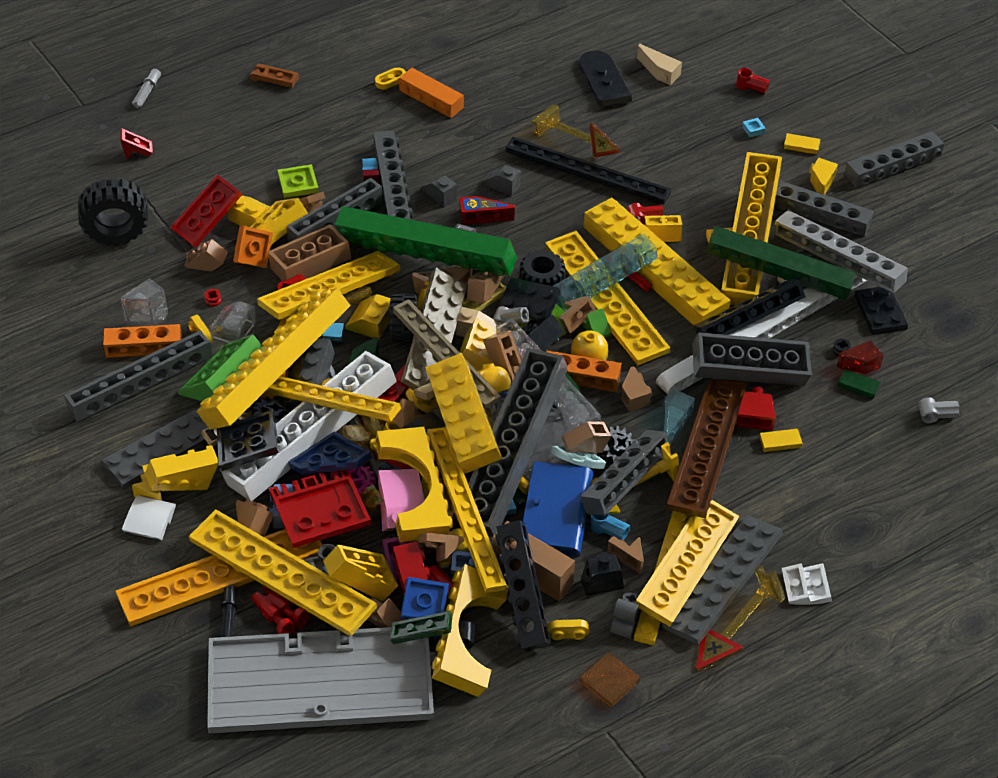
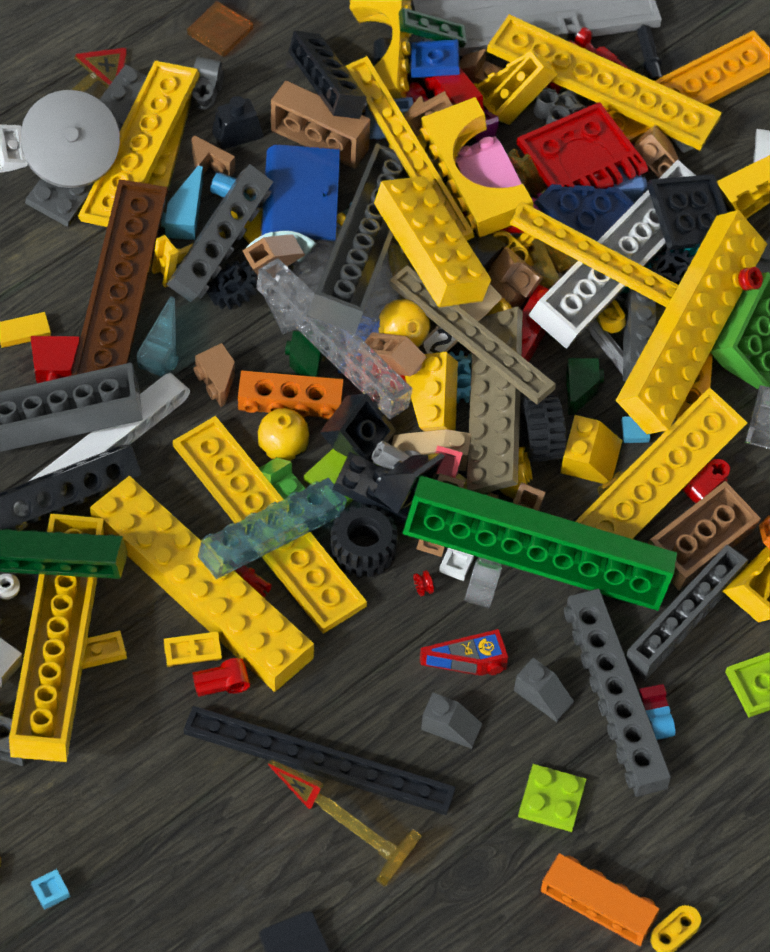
camera: 170 degrees right, 10 degrees up
(222, 375) = (750, 278): none -> red bush
(313, 201) = (727, 639): medium nougat slope -> none
(446, 143) = (552, 797): none -> lime plate
(476, 298) = (450, 462): none -> coral panel
(507, 281) = (399, 484): none -> black slope
(568, 629) = (271, 68): yellow plate -> none
(576, 312) = (307, 469): medium nougat slope -> none
(652, 512) = (183, 208): none -> medium azure slope
(747, 551) = (70, 139): none -> light grey dish

